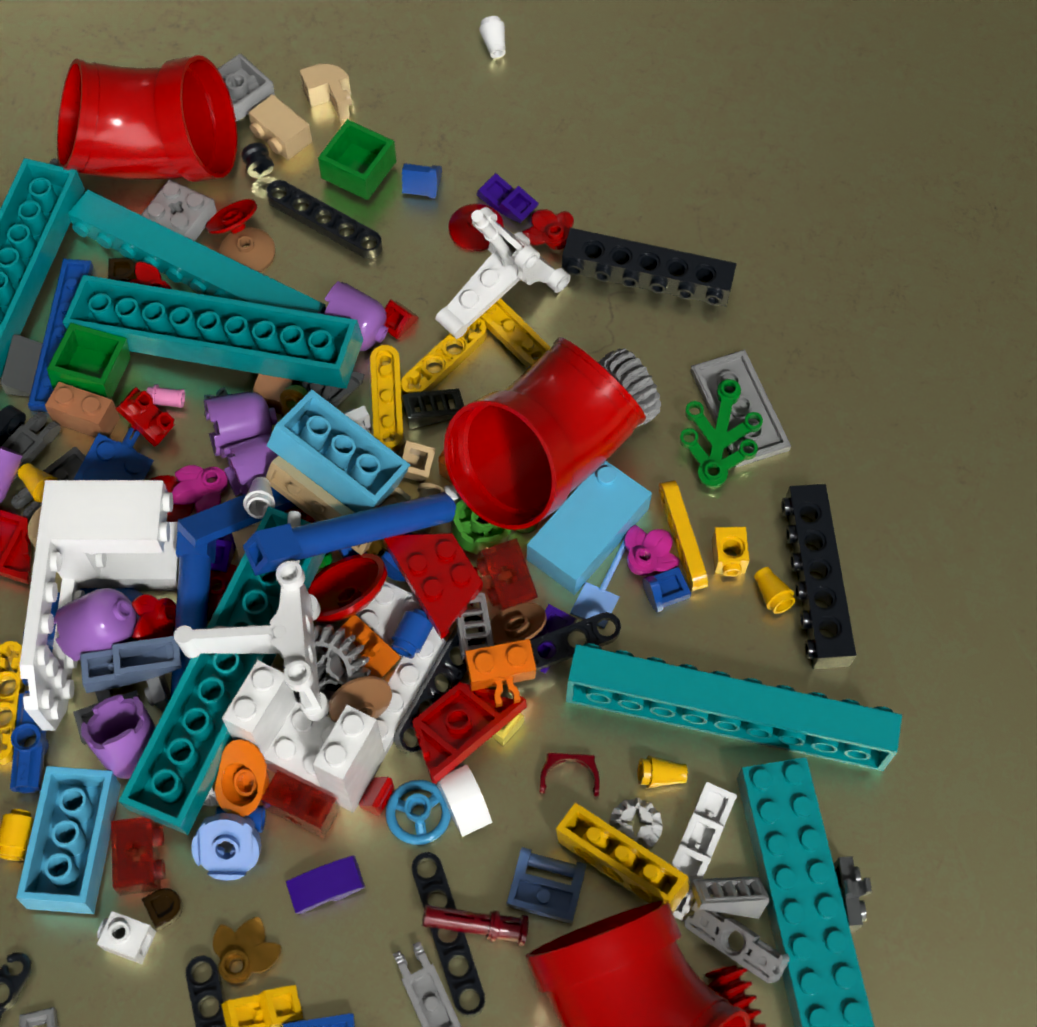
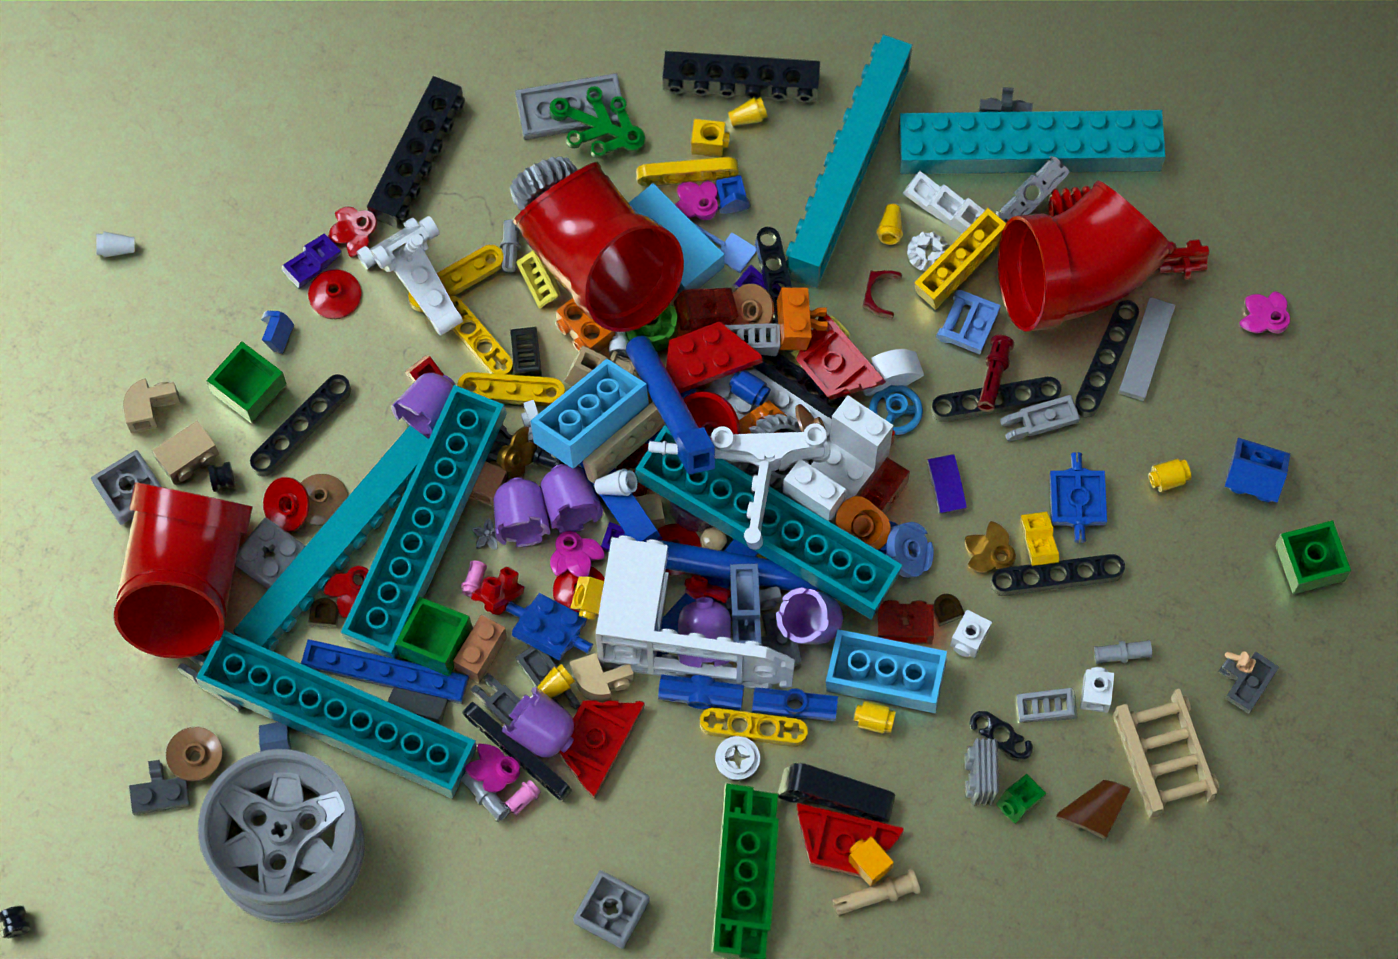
camera: 80 degrees left, 5 degrees up
(731, 895) = (998, 185): light grey slope -> none

